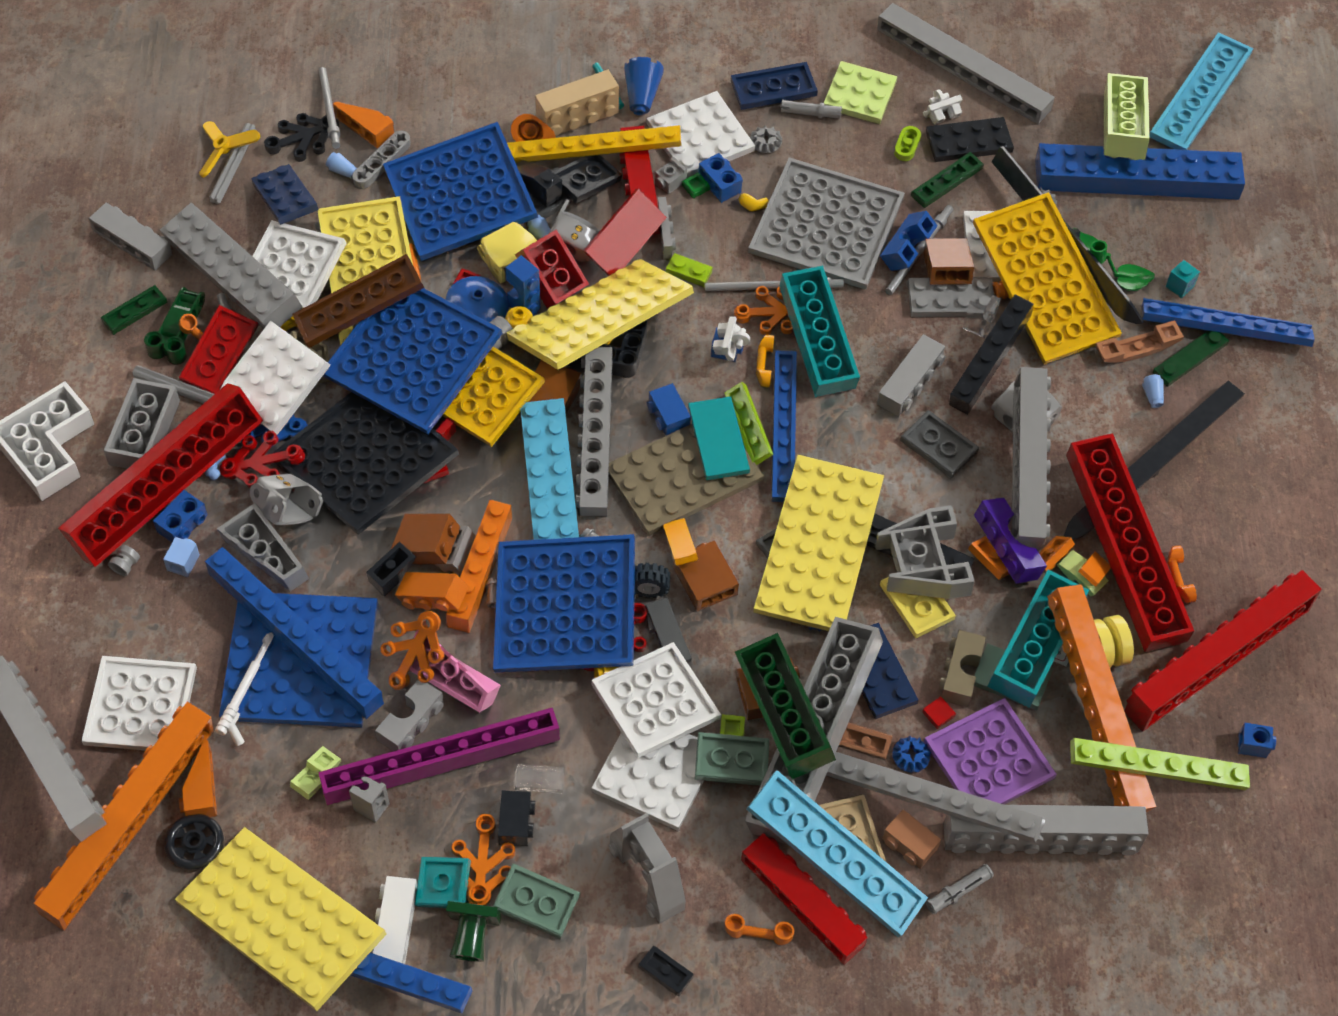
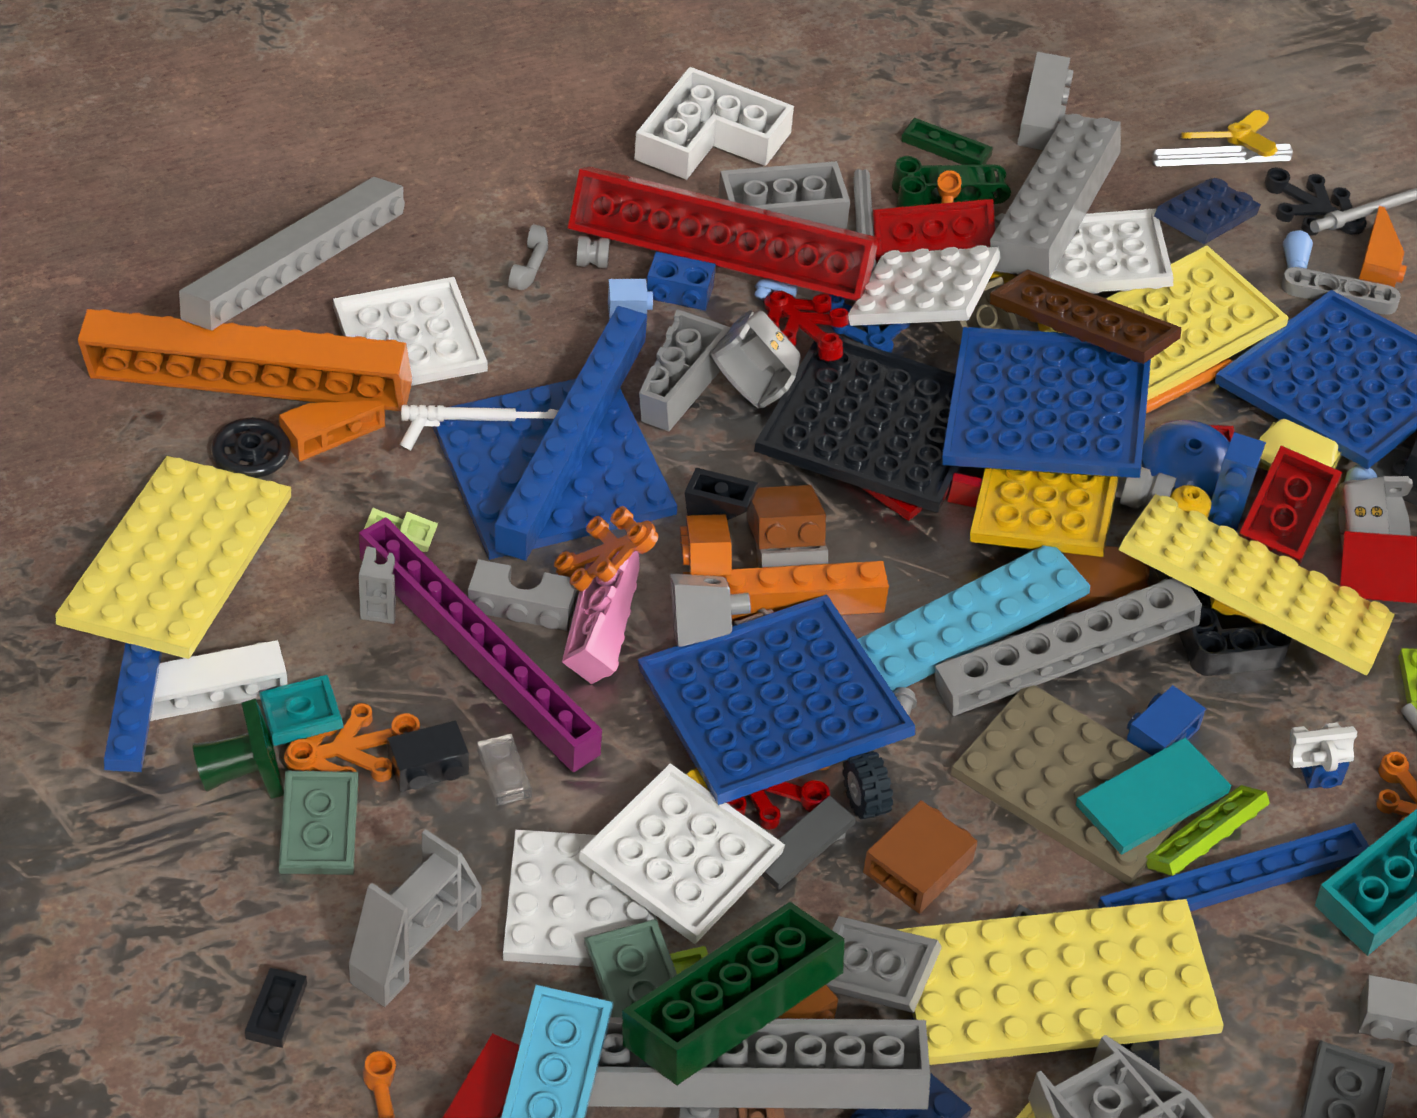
camera: 65 degrees right, 10 degrees down
(92, 589) = (523, 276): none -> light grey bar
(482, 614) = (703, 607): none -> light grey torso
(680, 542) = (950, 801): light orange tile -> none
(763, 375) = (1360, 810): light orange bar -> none
(779, 616) = (884, 964): none -> light grey plate

